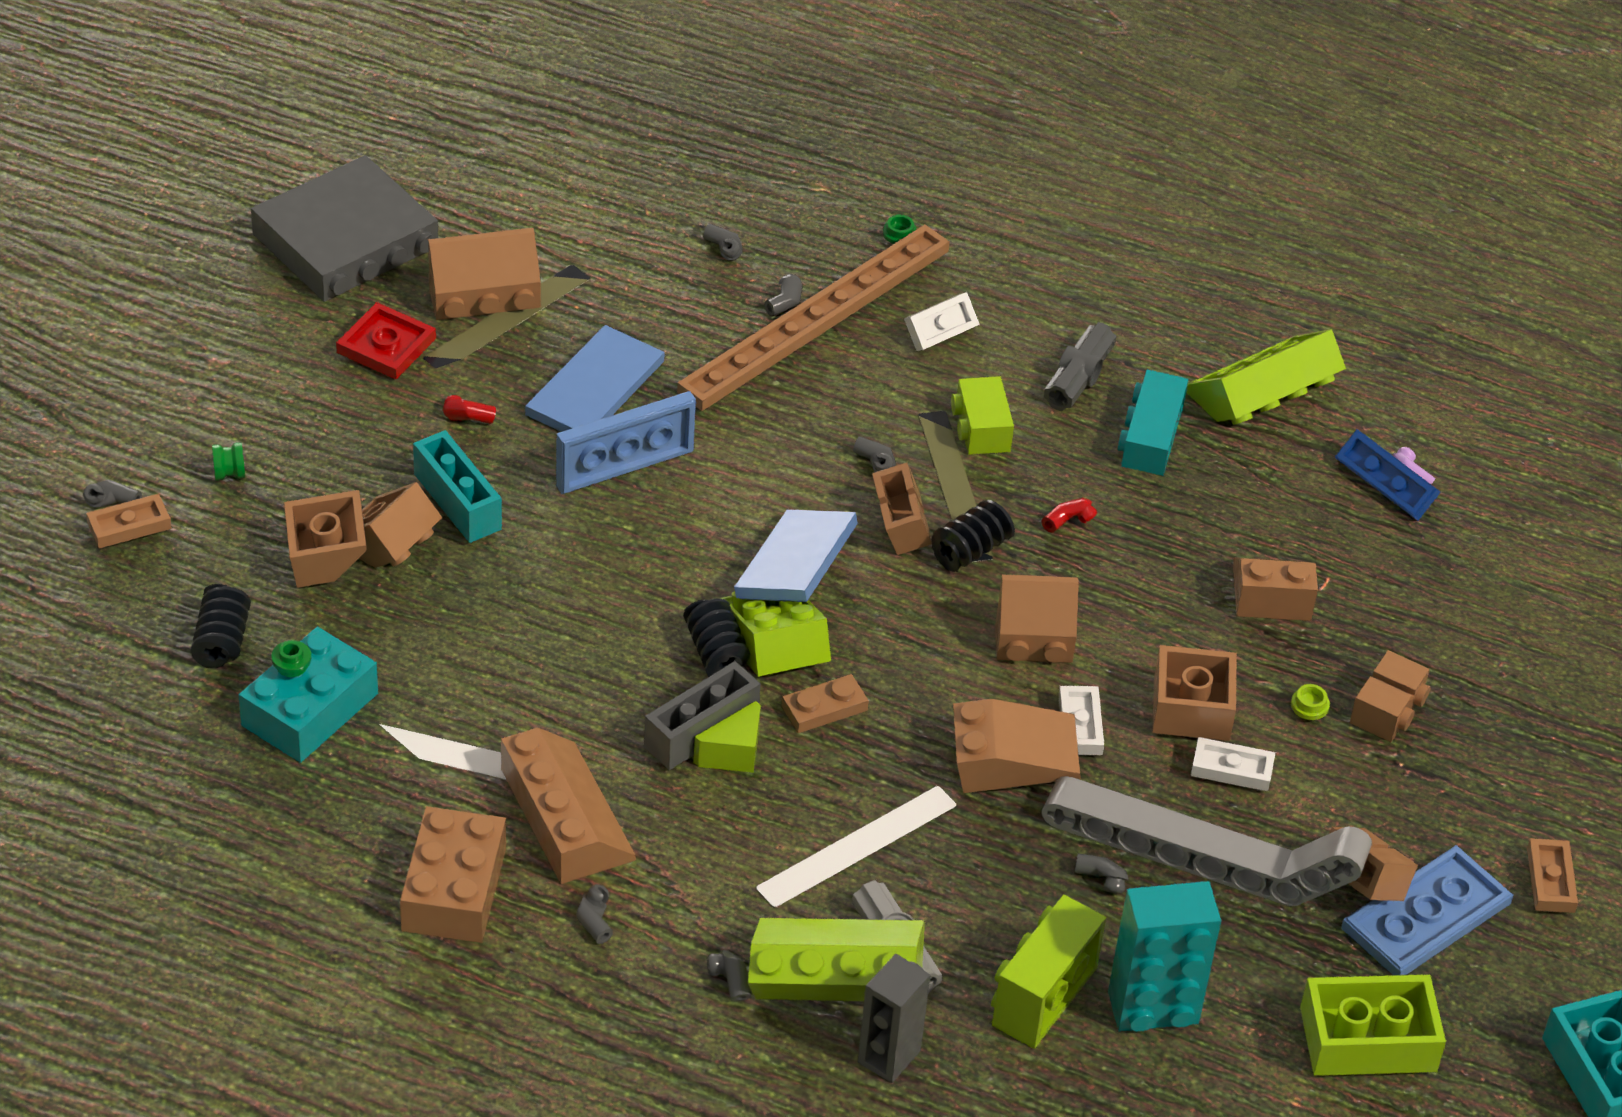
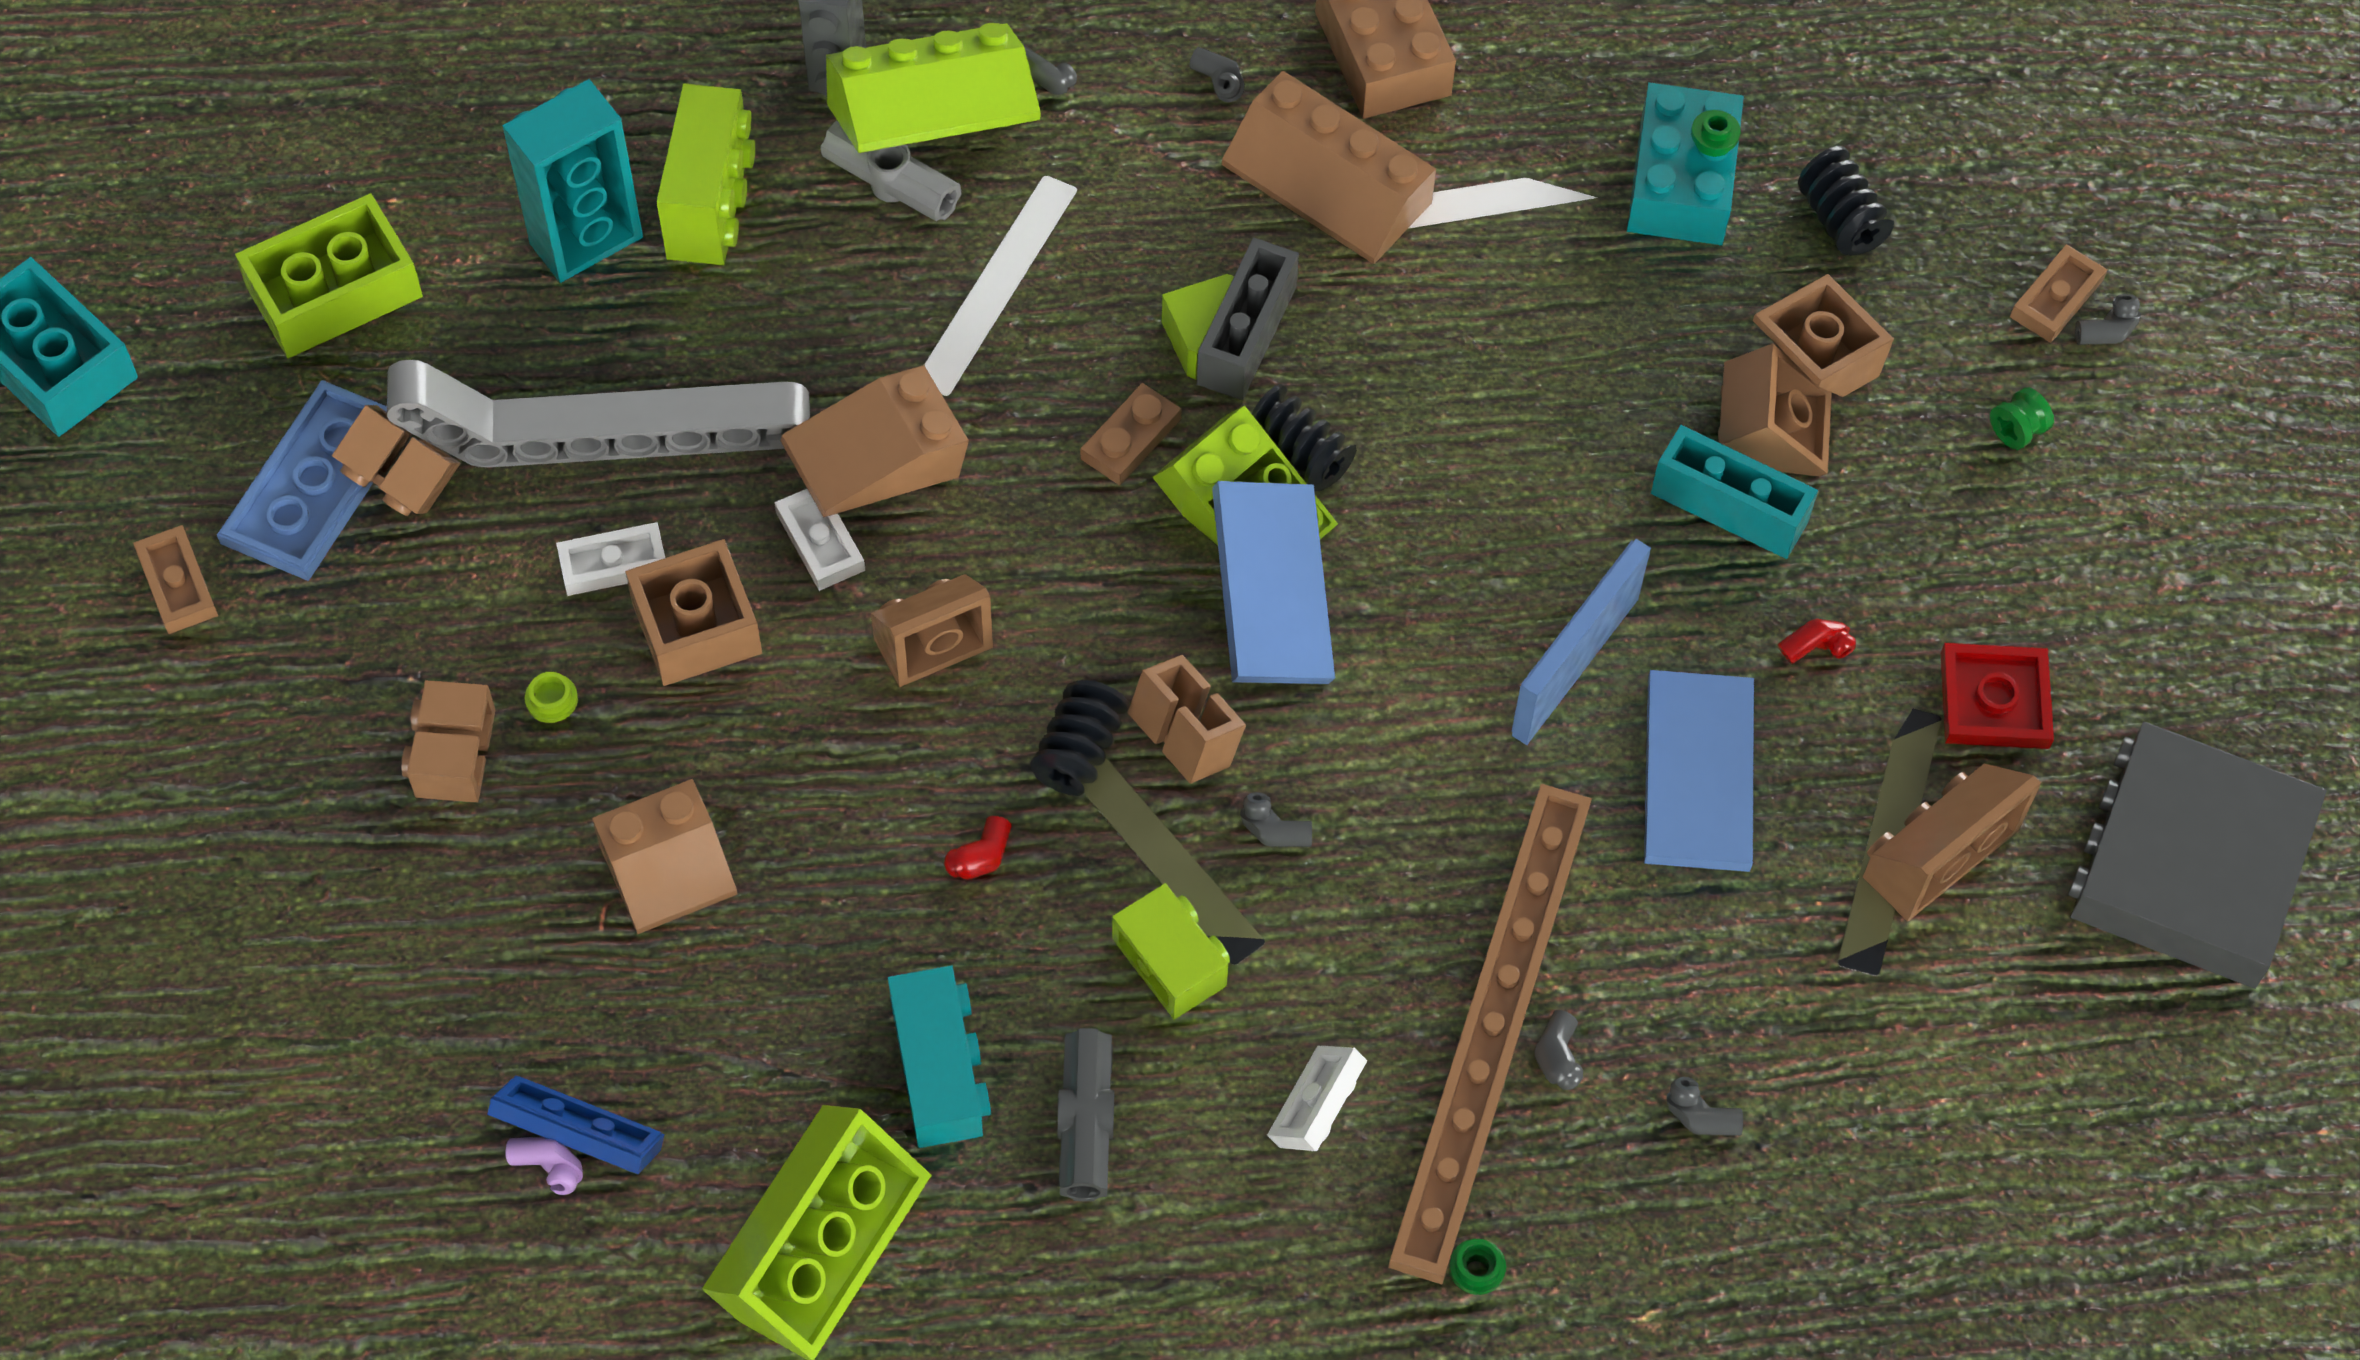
camera: 155 degrees right, 15 degrees up
(1103, 867) = (704, 361): dark grey arm -> none

